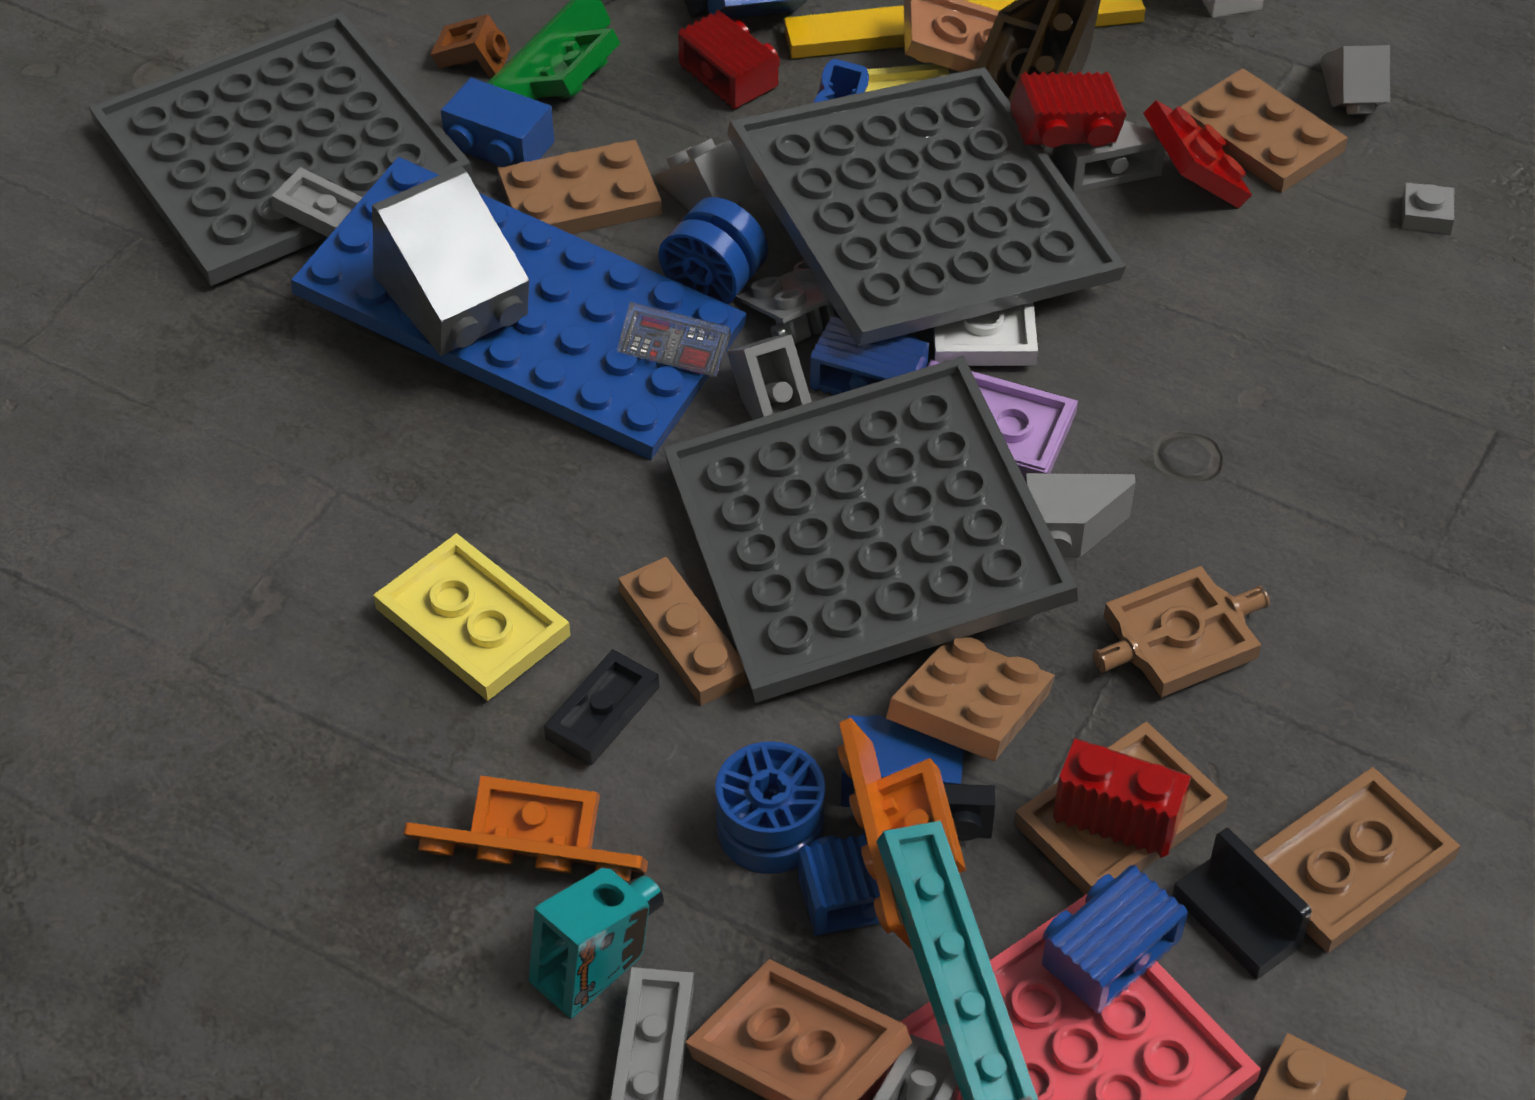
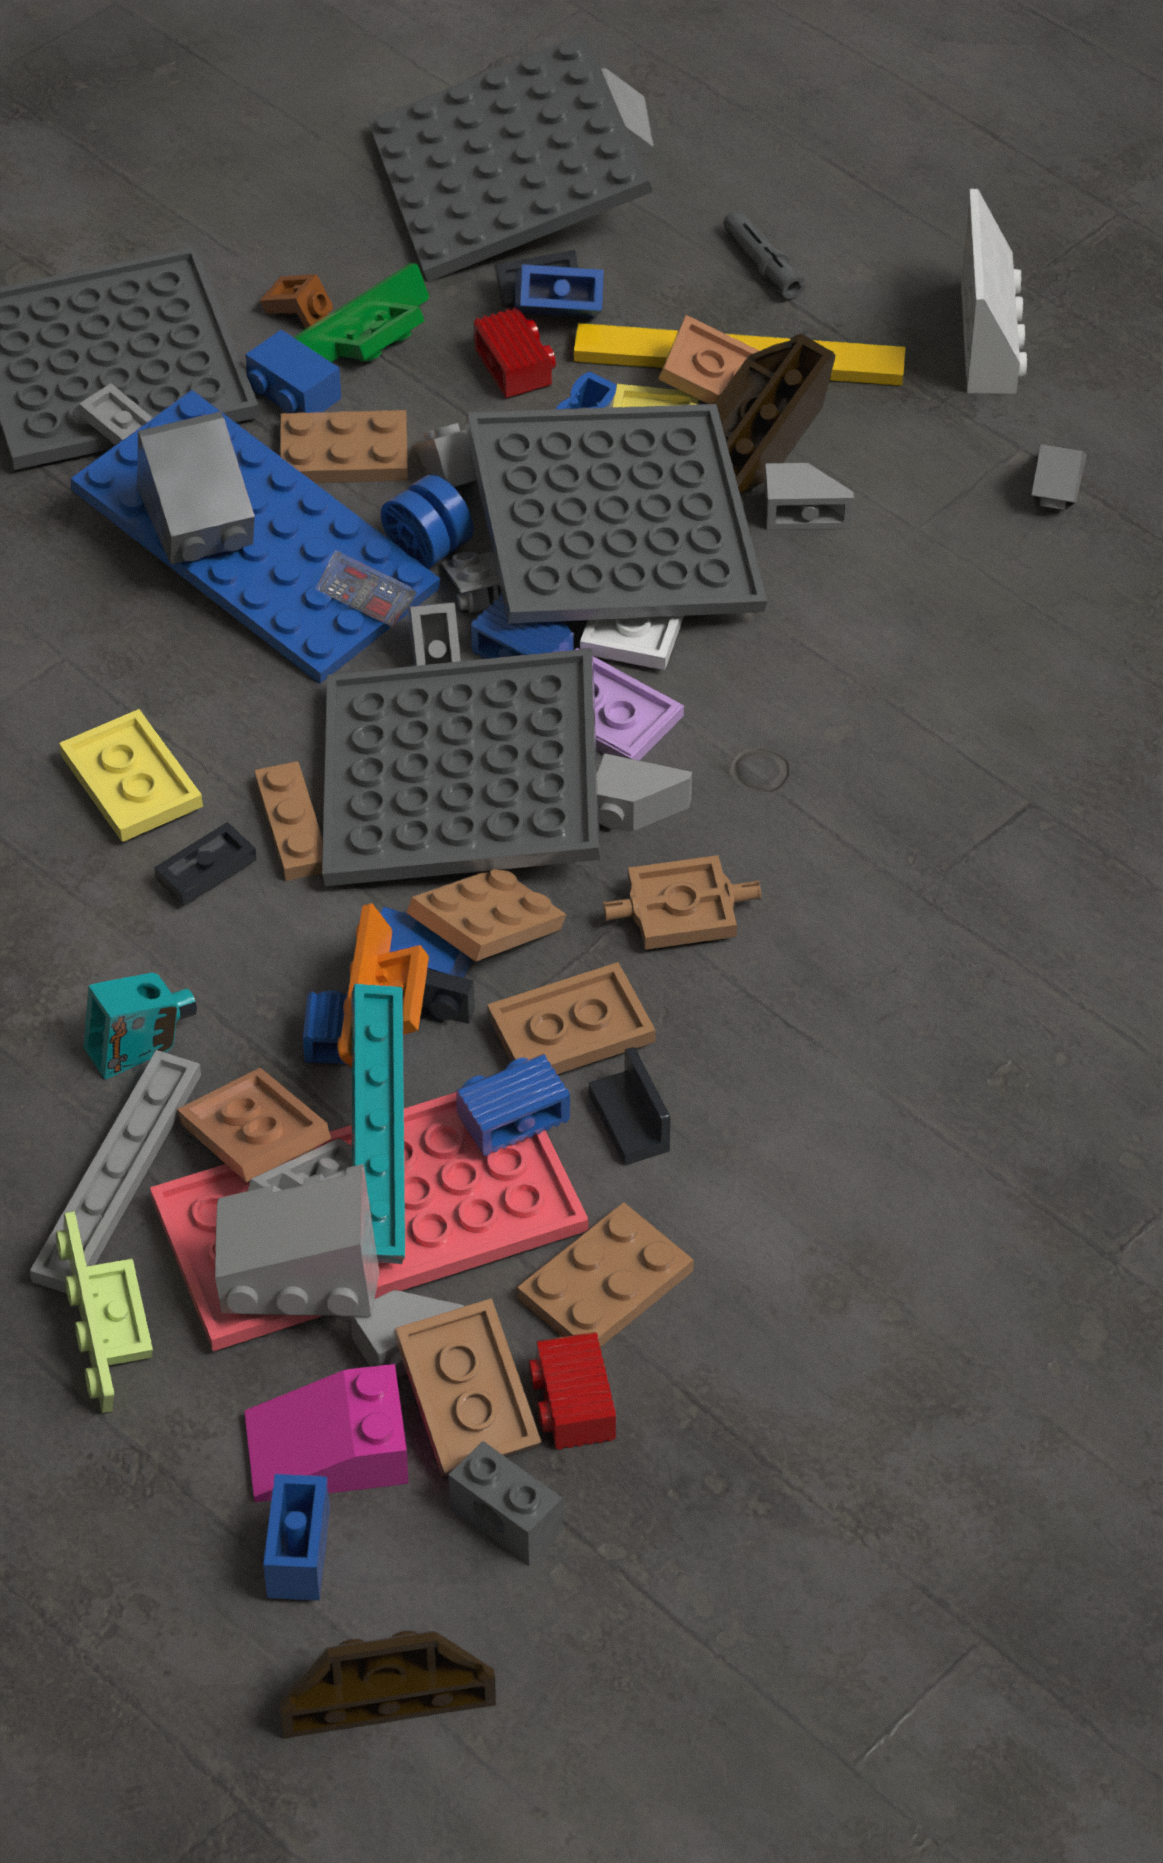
camera: 15 degrees right, 0 degrees up
(532, 822) = (120, 934): orange bracket -> none
(769, 805) = (298, 956): blue wheel -> none
(1067, 109) = (768, 455): red brick -> none
(1121, 797) = (563, 1008): red brick -> none
(1198, 153) = (877, 515): red plate -> none
(1266, 130) = (957, 504): medium nougat plate -> none
(1357, 856) = (734, 1094): medium nougat plate -> none
(1427, 208) = (1068, 602): light grey plate -> none

